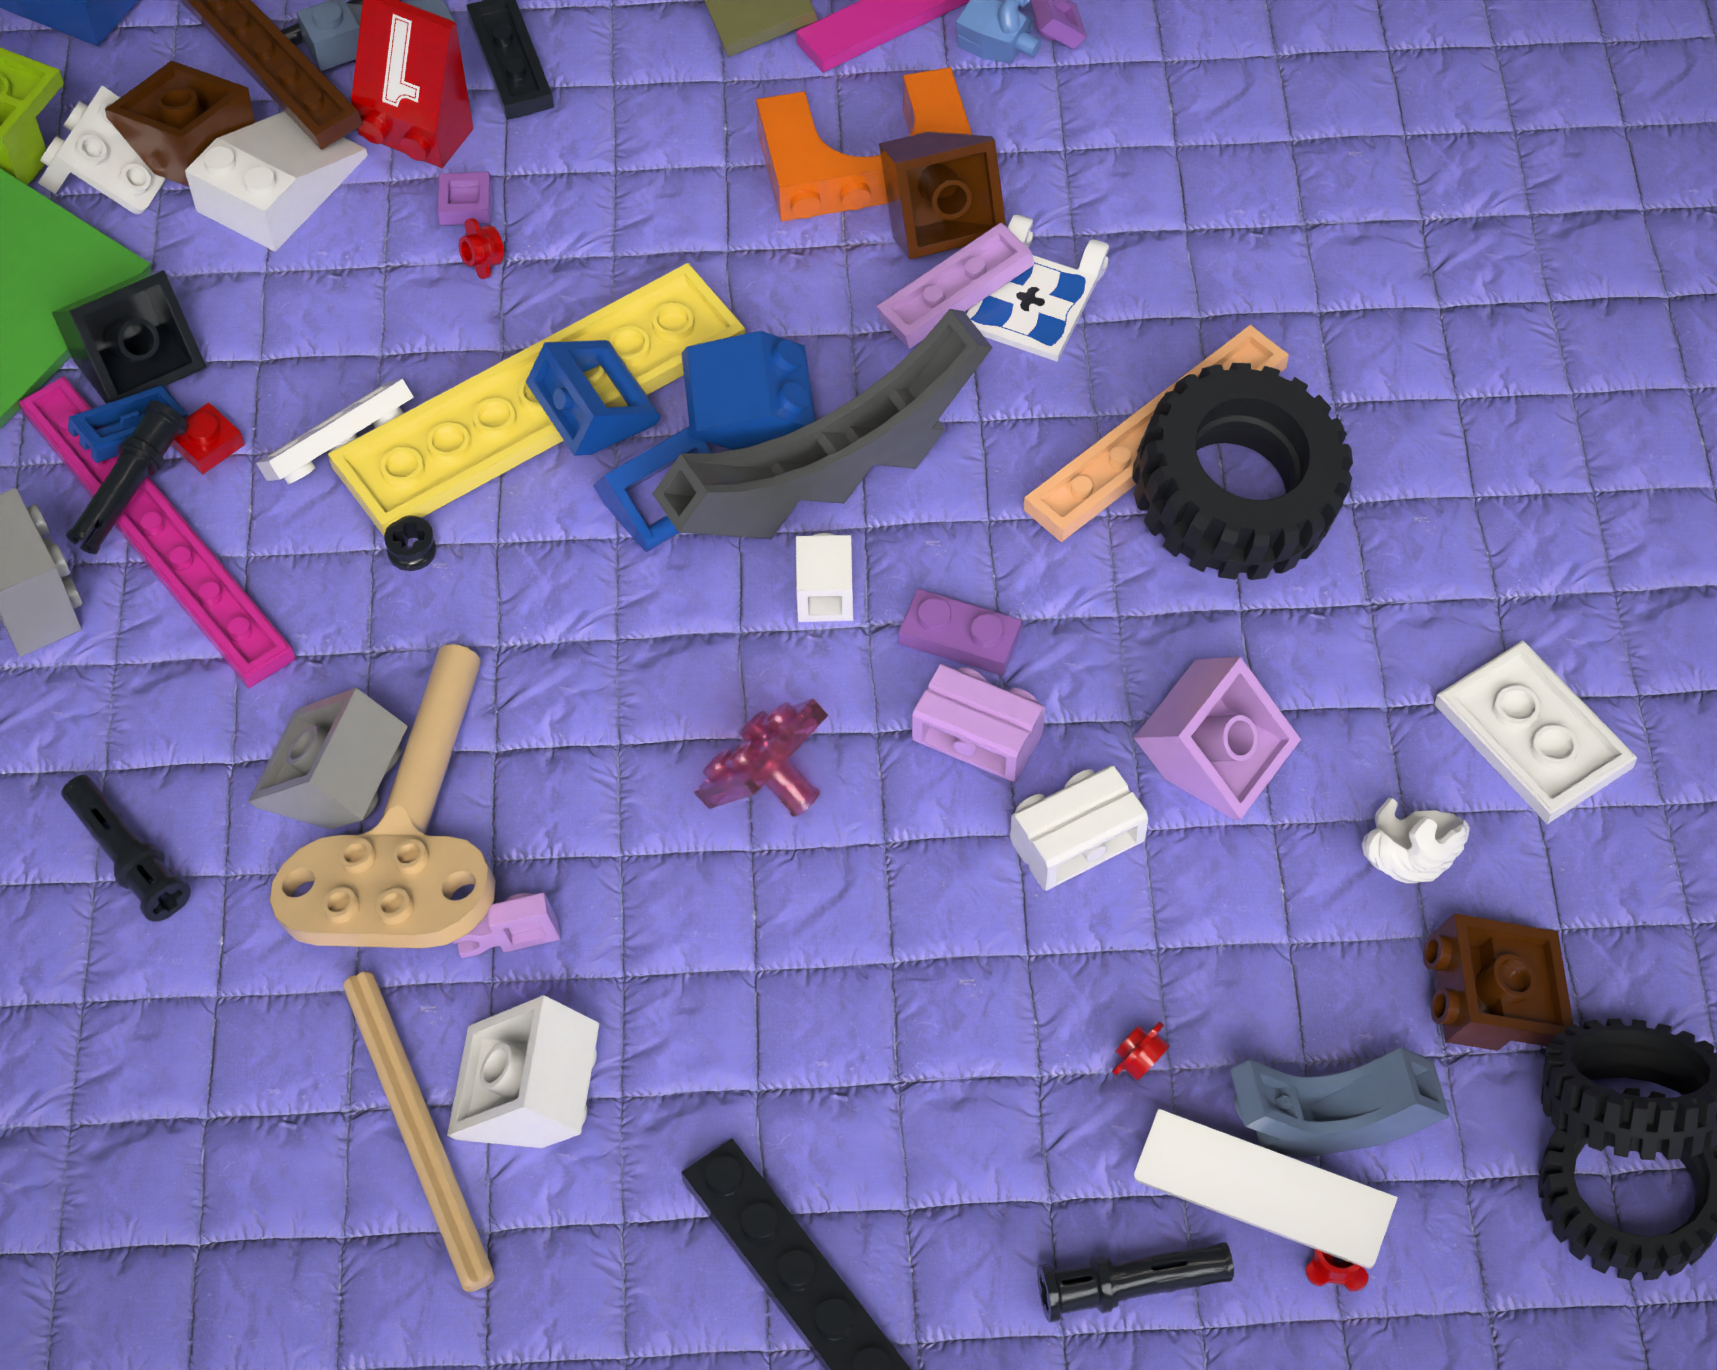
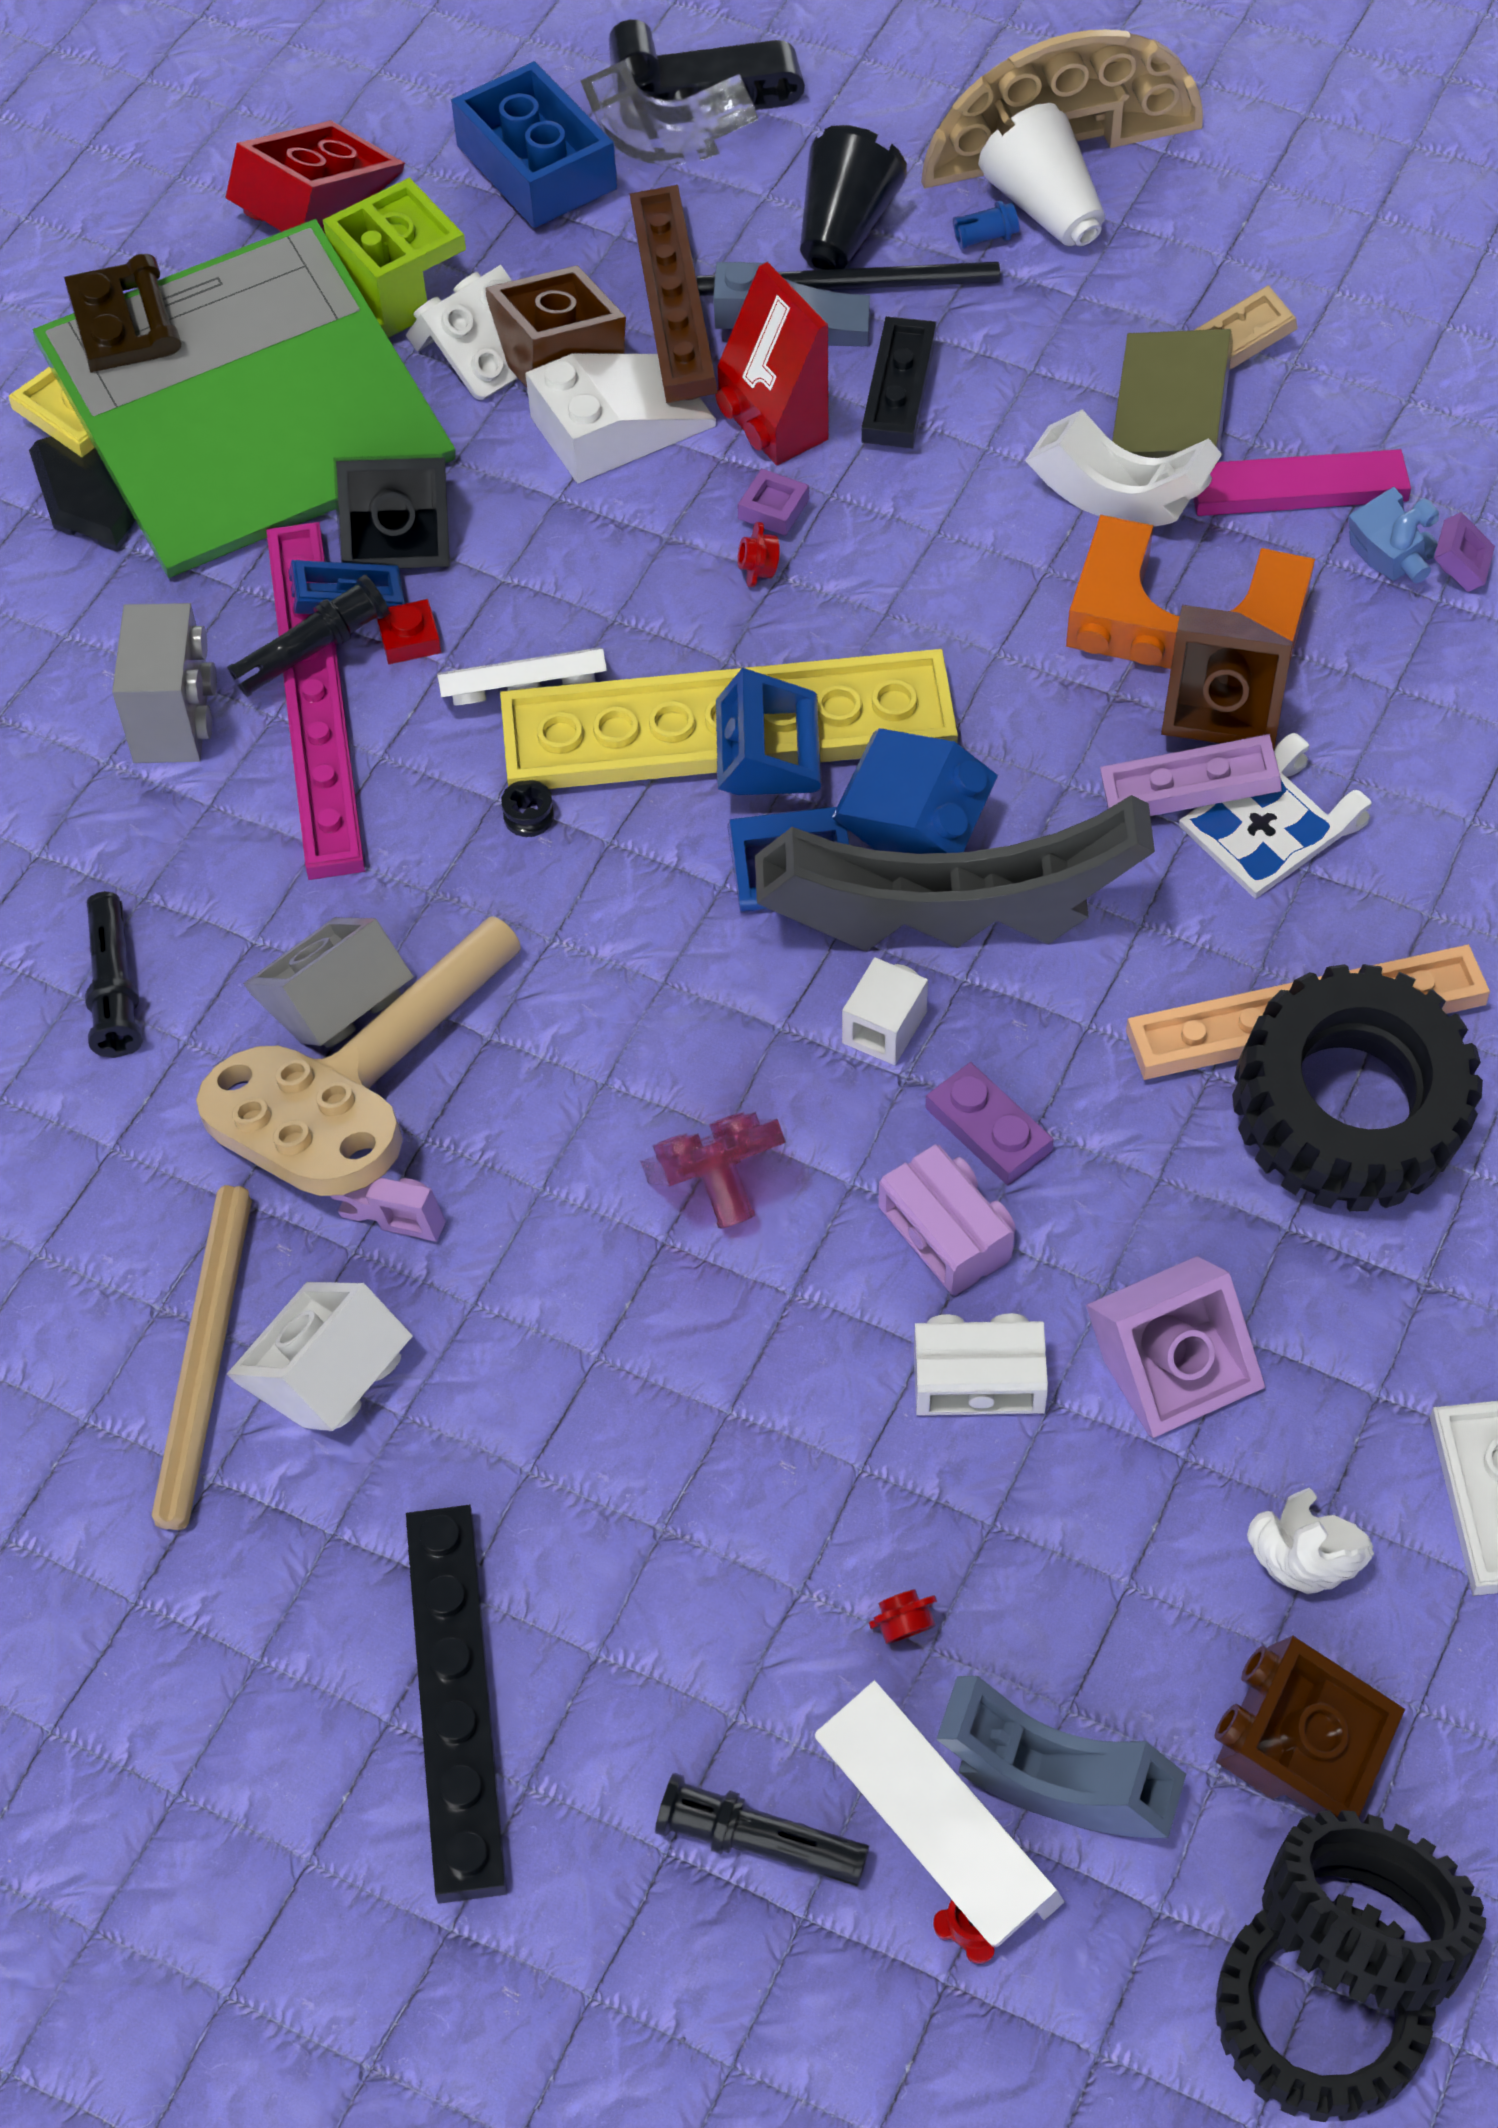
camera: 30 degrees right, 0 degrees up
(744, 70) = (1113, 482): none -> white arch

